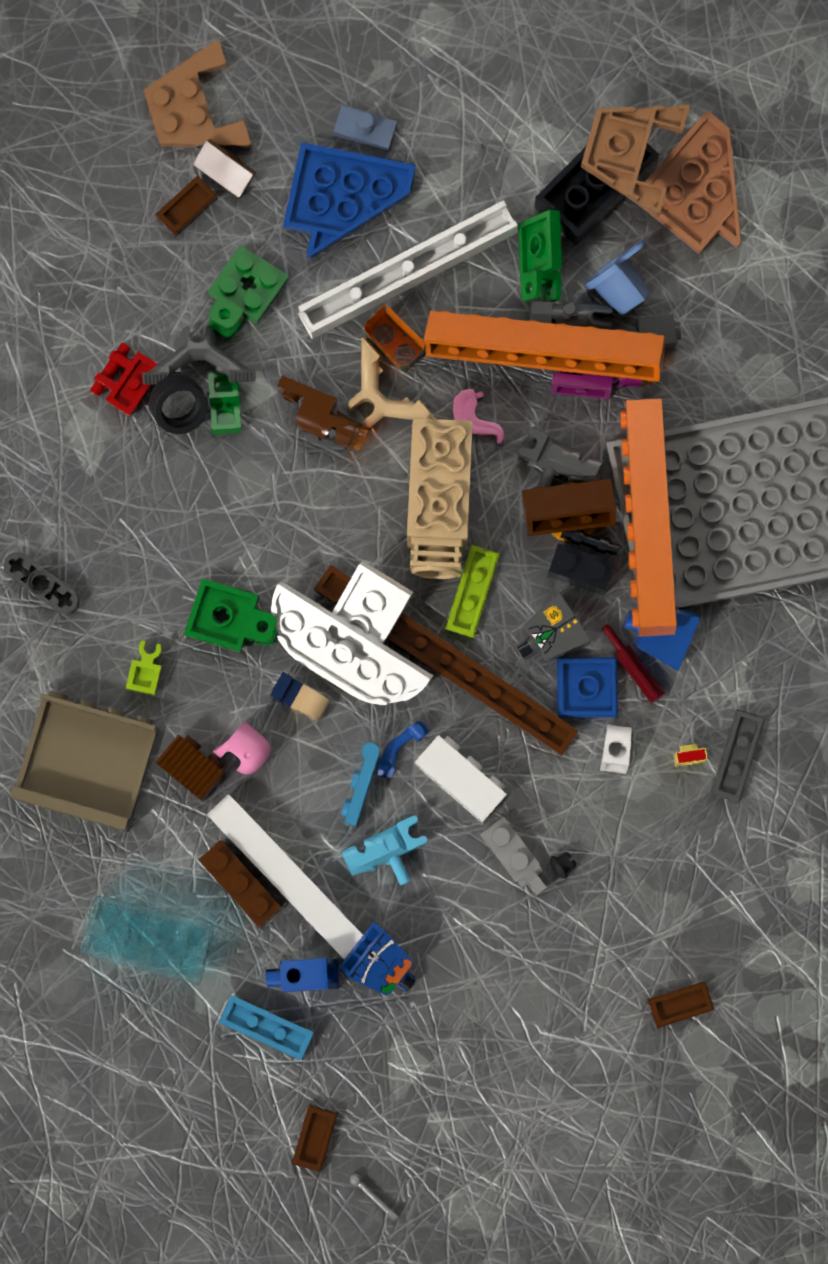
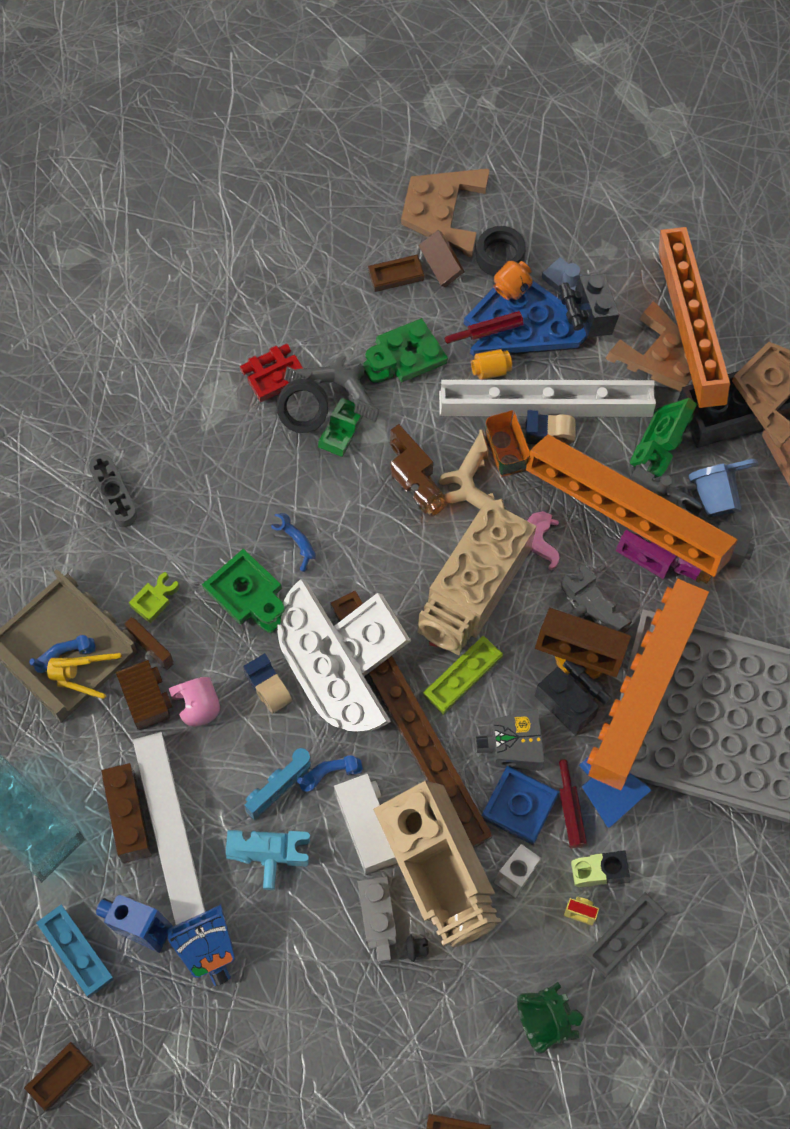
camera: 25 degrees right, 15 degrees down
(81, 781) = (82, 643): none -> blue piece
(106, 782) = (66, 668): none -> yellow plant
(167, 716) = (149, 643): none -> reddish brown tile
(261, 547) = (305, 547): none -> blue piece
(278, 107) = (499, 234): none -> black tyre
(312, 161) = (513, 280): none -> orange head
(313, 225) = (488, 327): none -> dark red axle
(335, 260) = (491, 364): none -> light orange brick
(405, 147) = (590, 305): none -> black brick
(432, 297) = (559, 426): none -> leg
(508, 162) = (665, 357): none -> medium nougat wing
(509, 114) = (693, 318): none -> orange brick
(547, 784) = (439, 863): none -> tan piece
(688, 710) = (601, 869): none -> leg
(708, 867) = (547, 1018): none -> dark green hair

